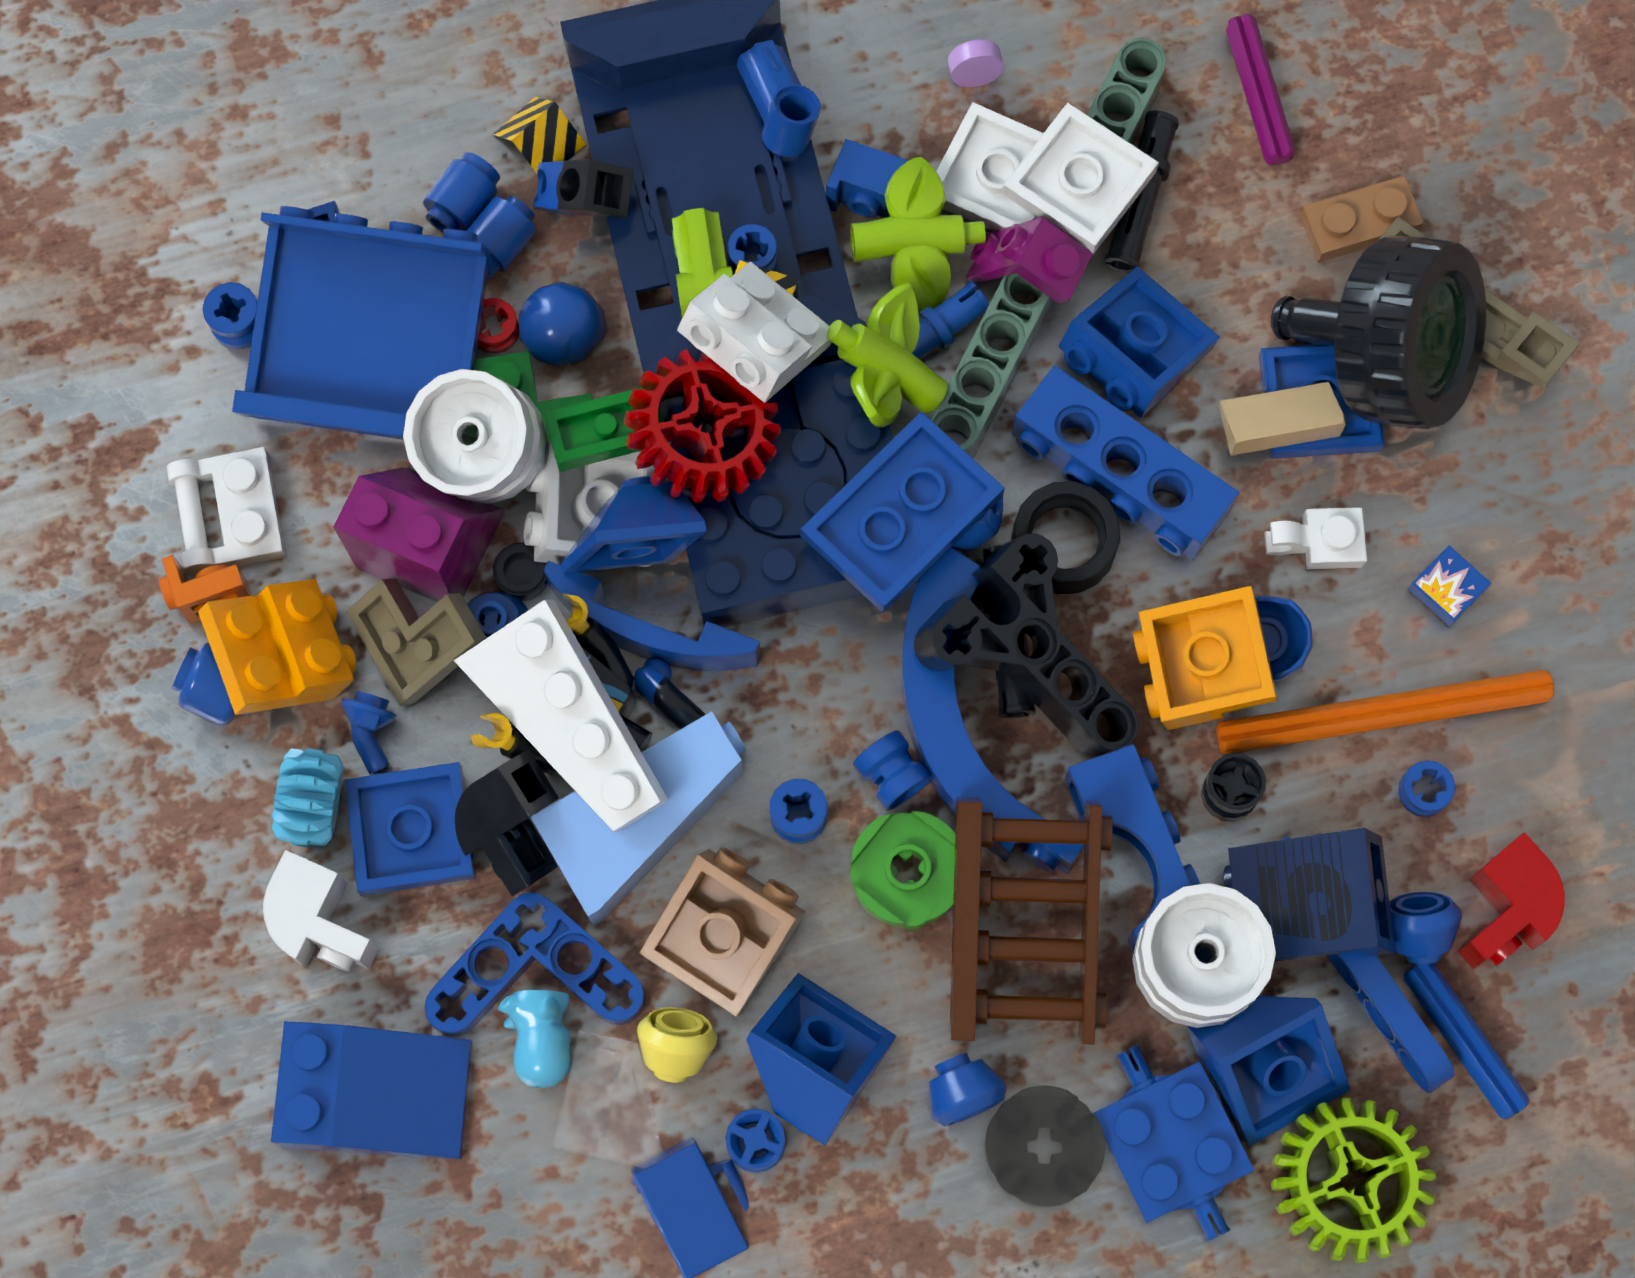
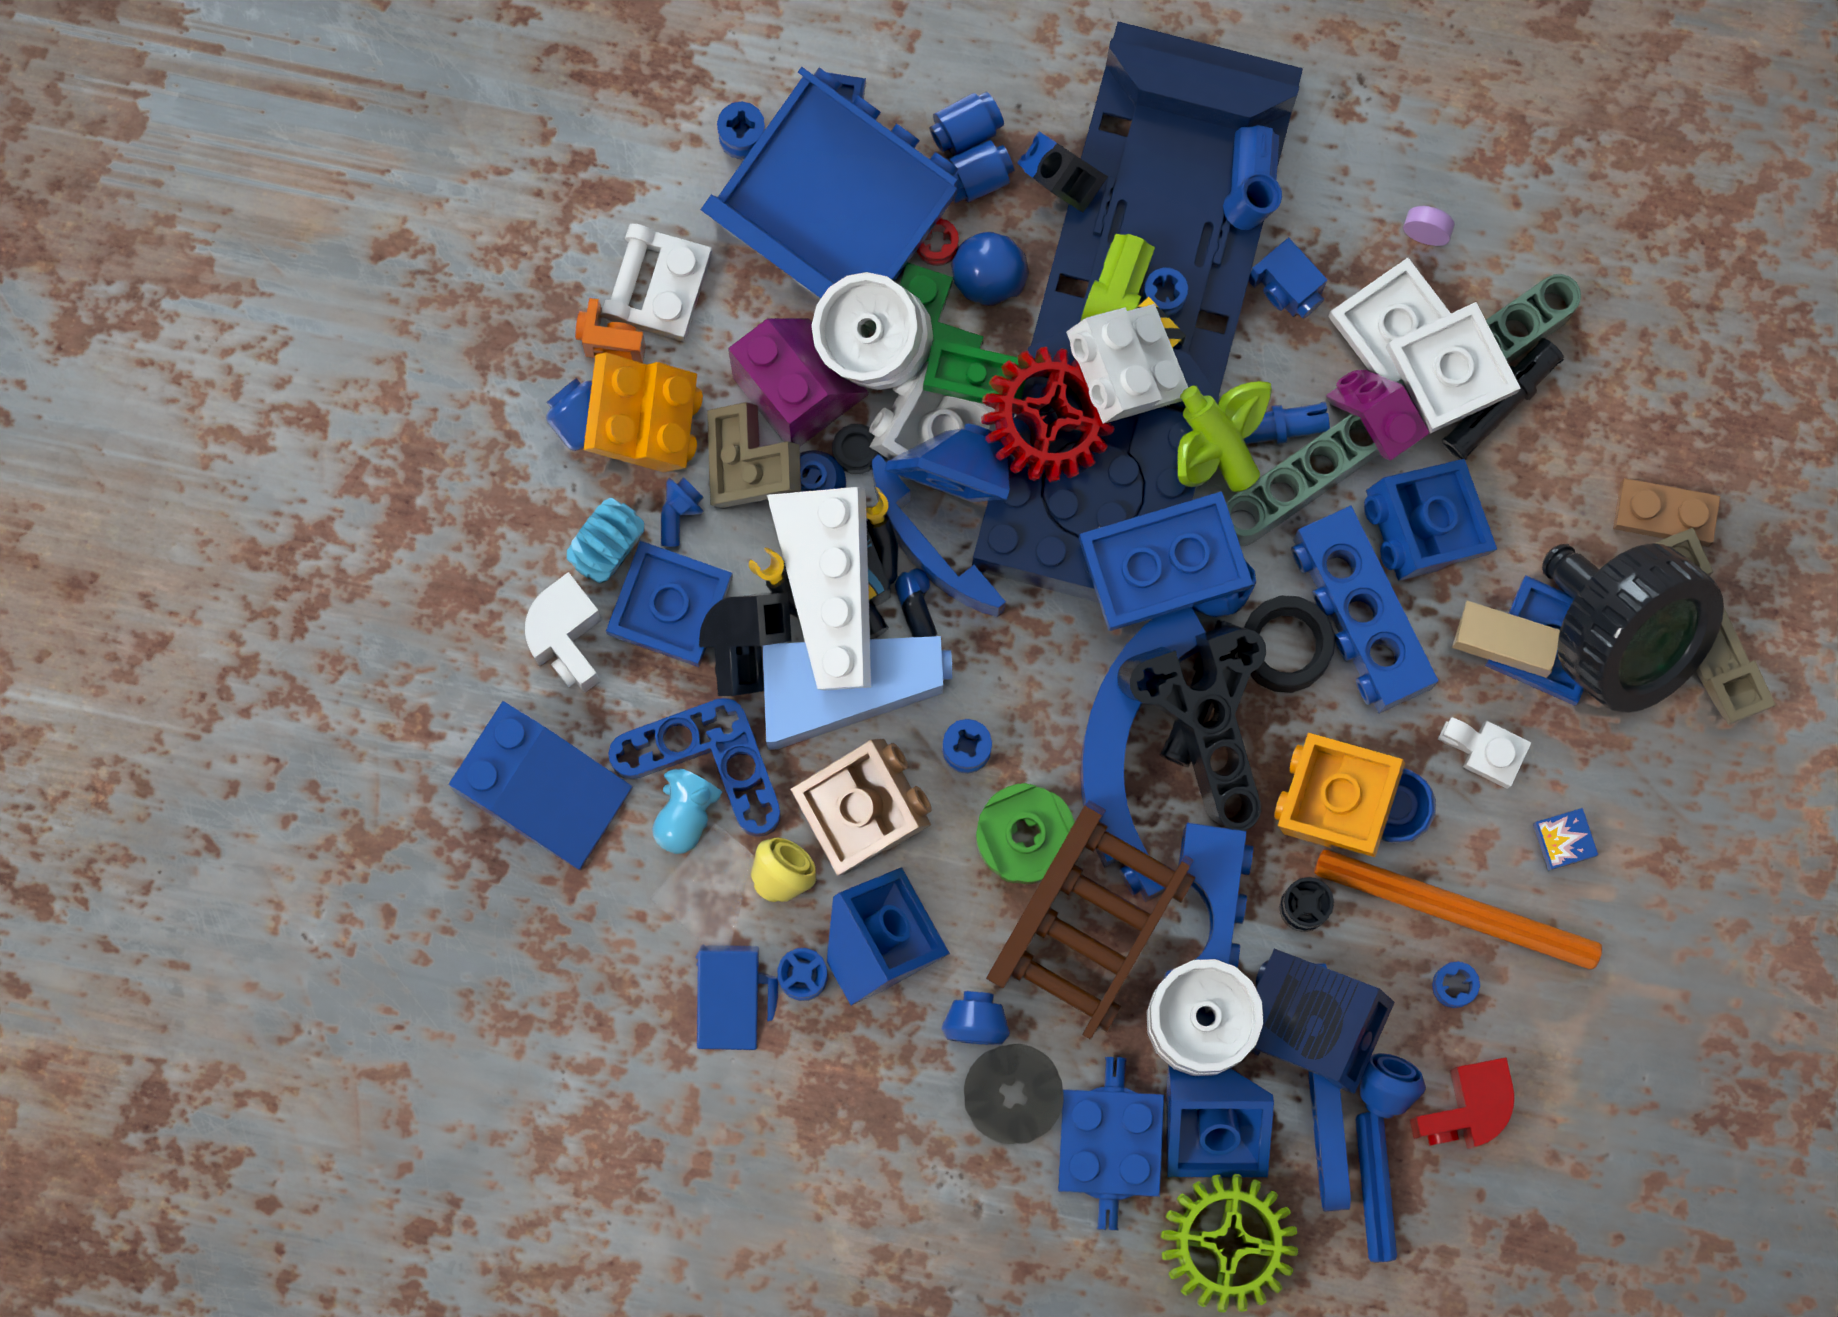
camera: 25 degrees right, 5 degrees up
(542, 133) = (1055, 105): sticker -> none
(892, 770) = (1054, 751): blue wheel -> none
(916, 233) = (1302, 343): lime plant -> none
(1260, 89) = (1646, 365): magenta axle -> none

